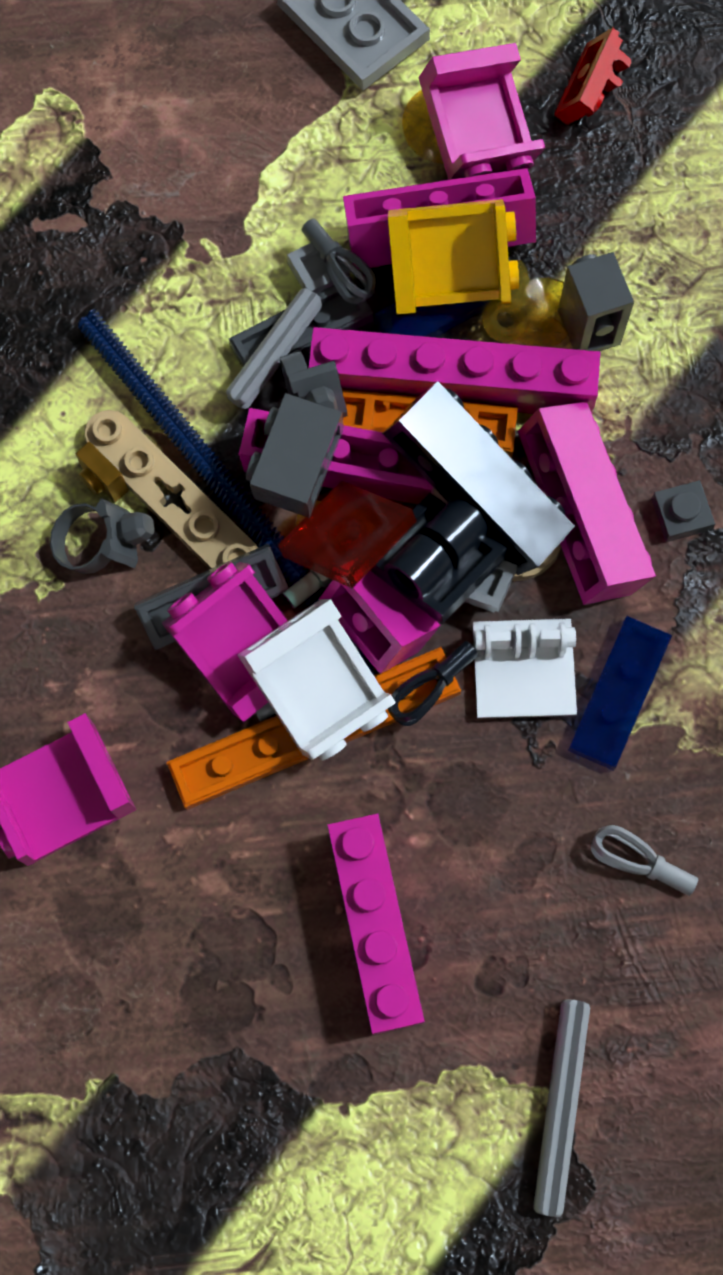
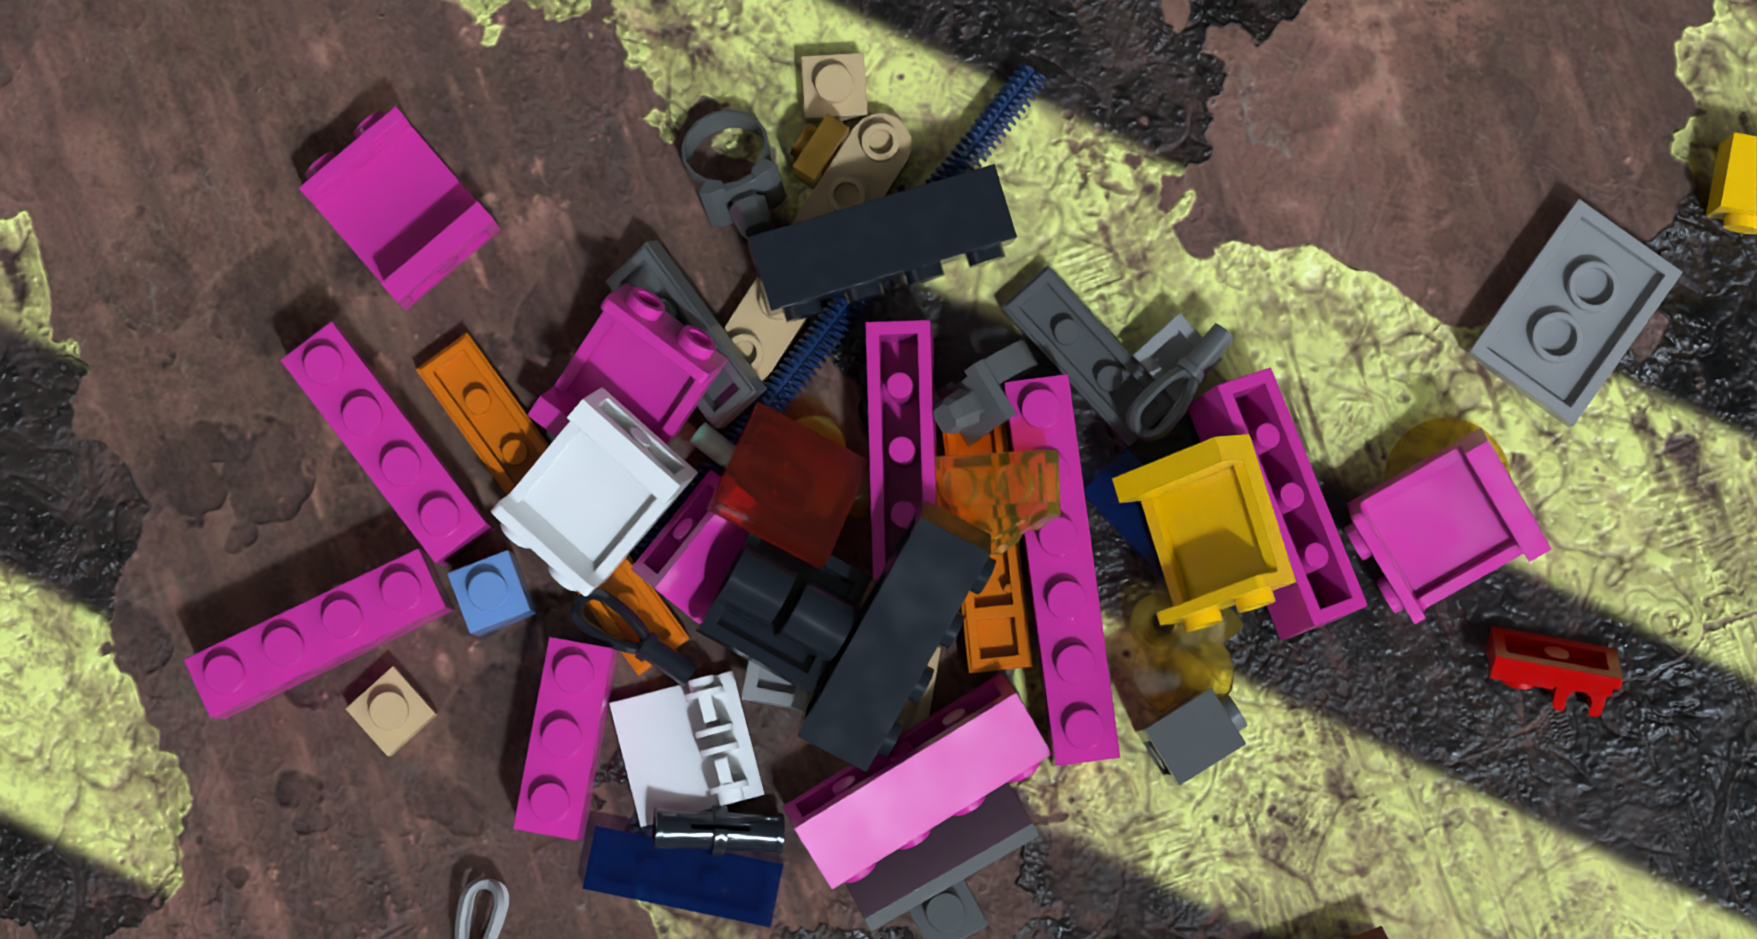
camera: 75 degrees right, 10 degrees up
(55, 457) = (834, 86): none -> tan plate
(180, 436) = (882, 241): none -> black brick
(237, 838) = (387, 445): none -> dark pink brick
(275, 345) = (1040, 329): light grey axle -> none
(295, 454) = (867, 395): dark grey brick -> none
(374, 782) = (492, 593): none -> medium blue brick
(387, 384) = (1001, 492): none -> clear yellow wing
(447, 886) = (391, 711): none -> tan plate
(499, 750) = (566, 739): none -> dark pink brick
(561, 1108) = (161, 903): light grey axle -> none
(596, 643) = (718, 831): none -> black pin
(647, 498) = (944, 858): none -> dark grey tile

